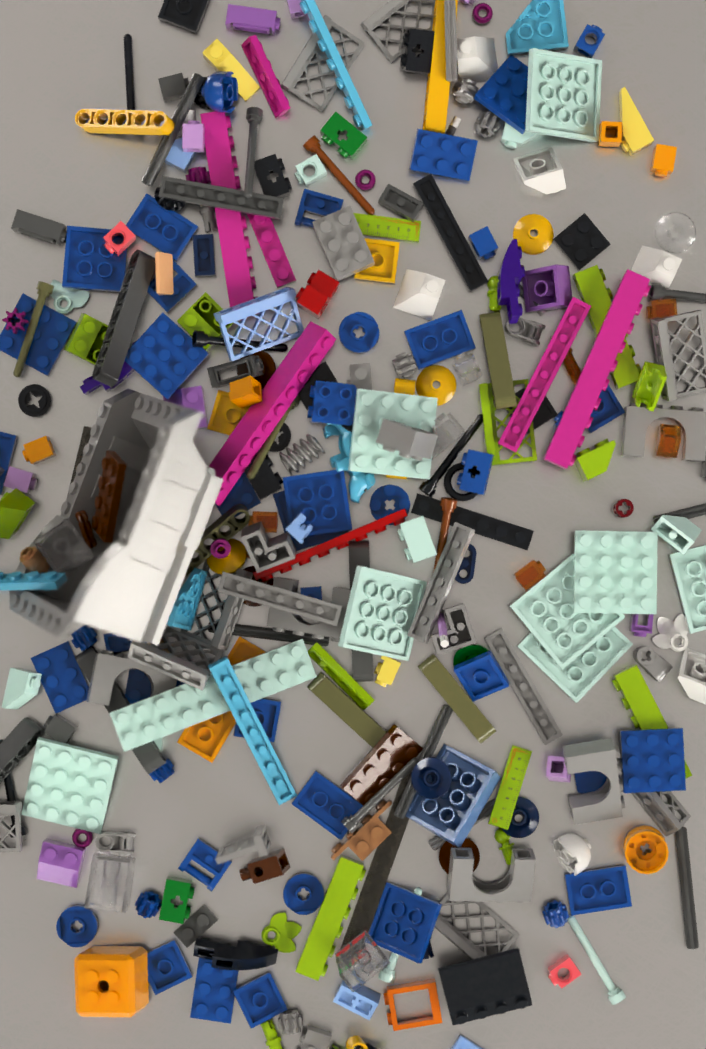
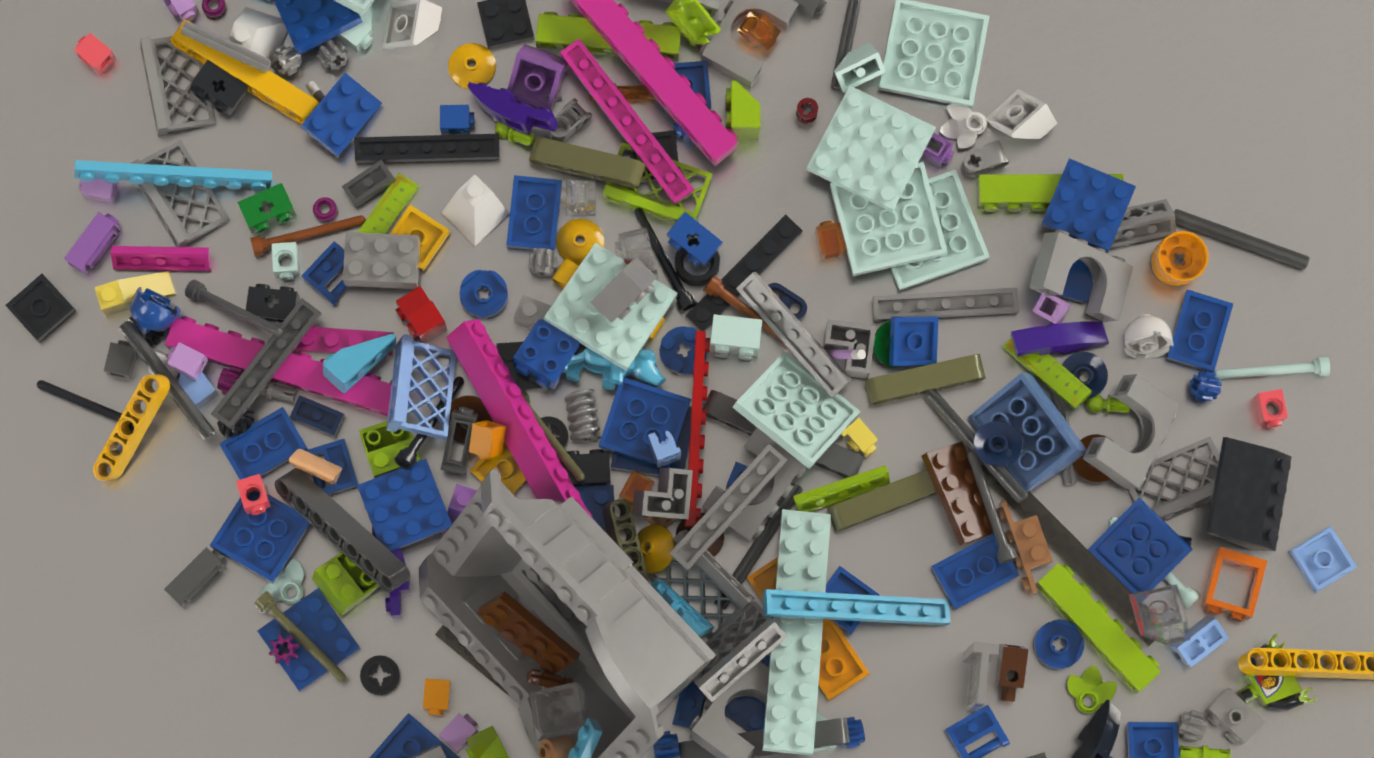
camera: 75 degrees left, 10 degrees down
(220, 542) = (635, 546): magenta plate -> none
(255, 263) = (355, 361): none -> medium azure slope
(538, 786) = (1059, 337): none -> dark purple slope

